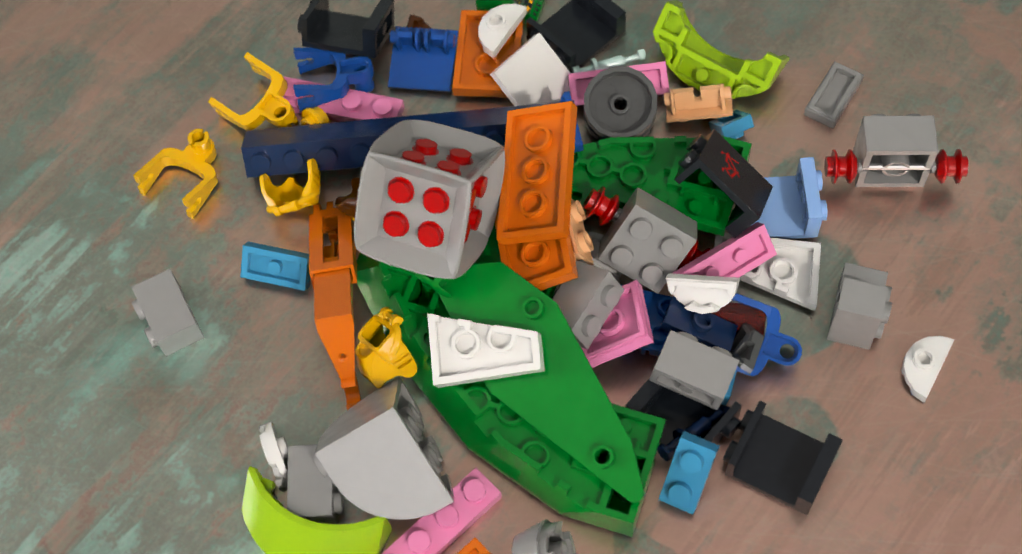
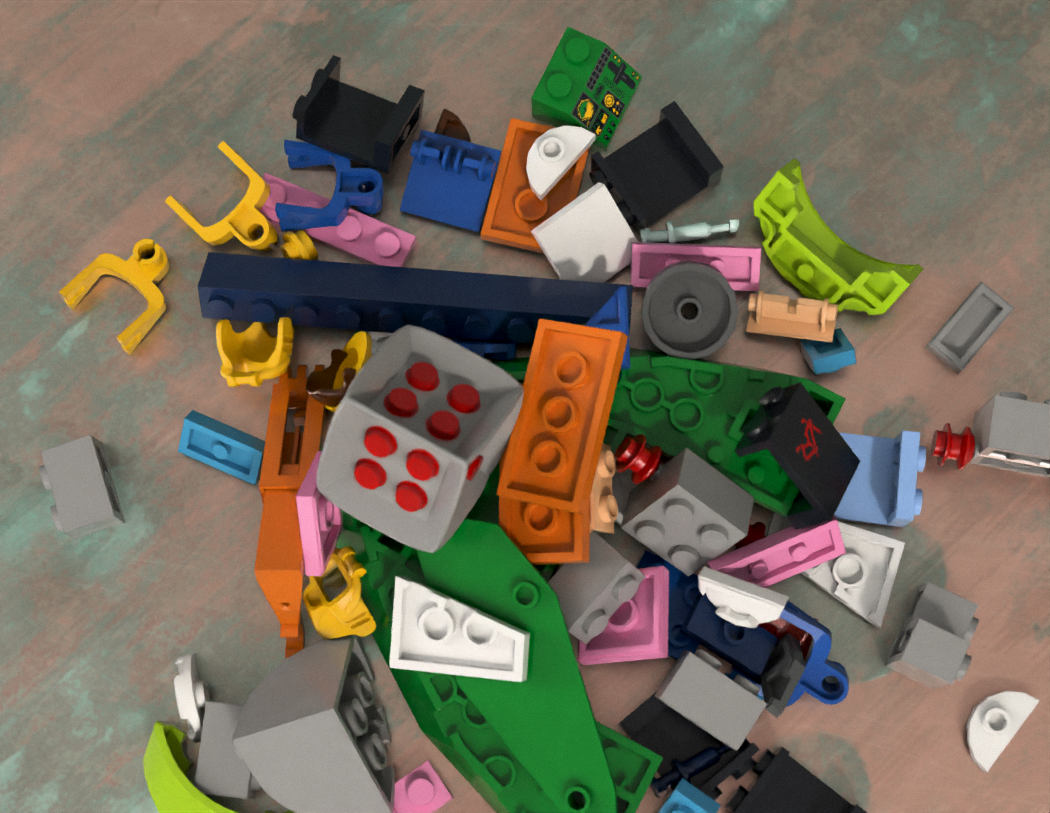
camera: 10 degrees right, 15 degrees up
(359, 283) = (318, 521): none -> bright pink tile

